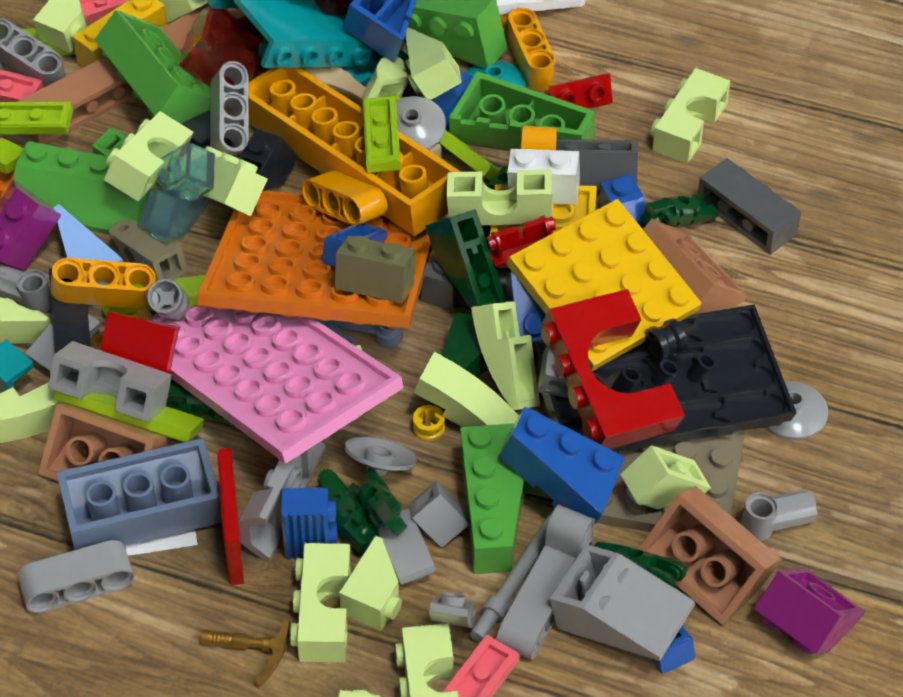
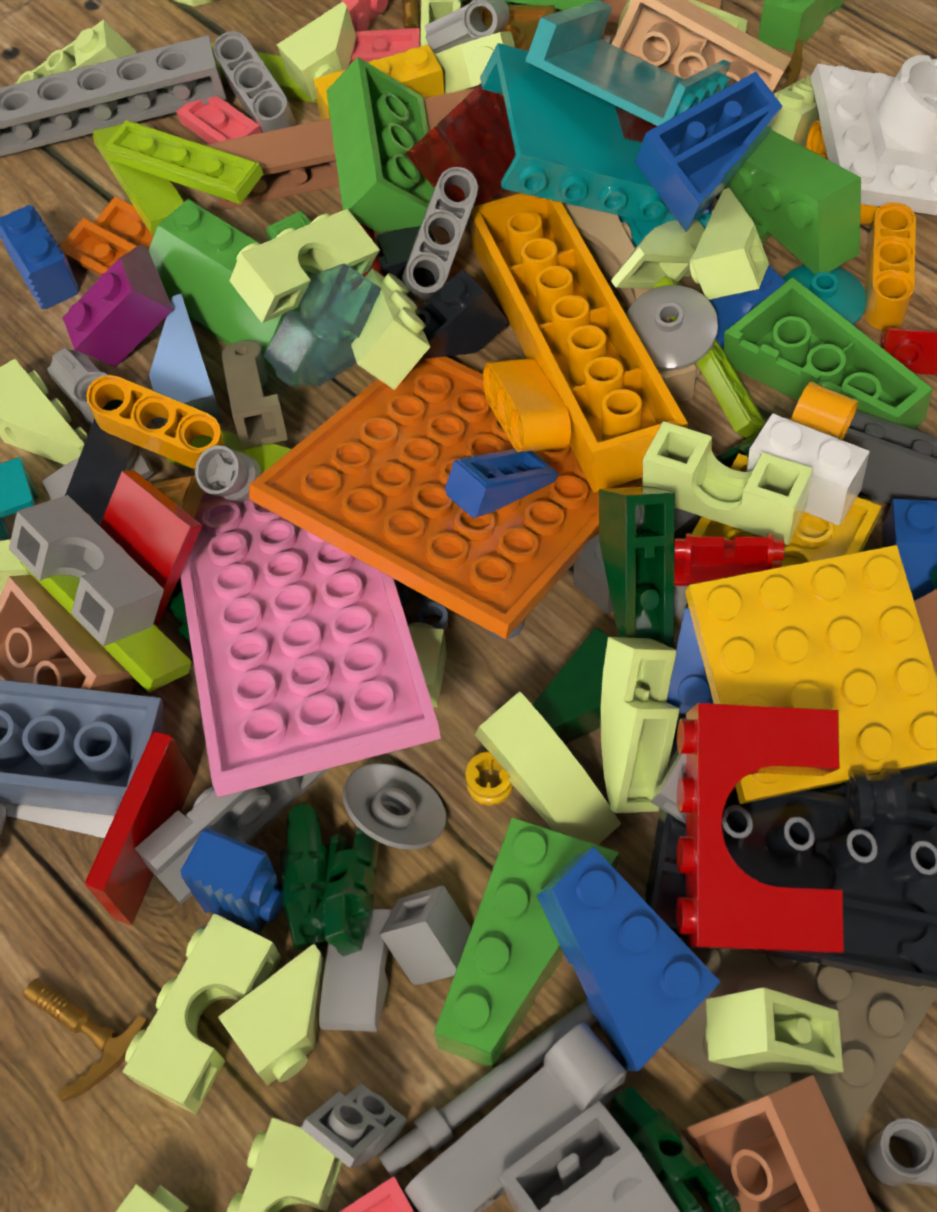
camera: 30 degrees right, 10 degrees up
(375, 268) = (494, 534): olive brick -> none
(381, 134) = (608, 332): lime tile -> none

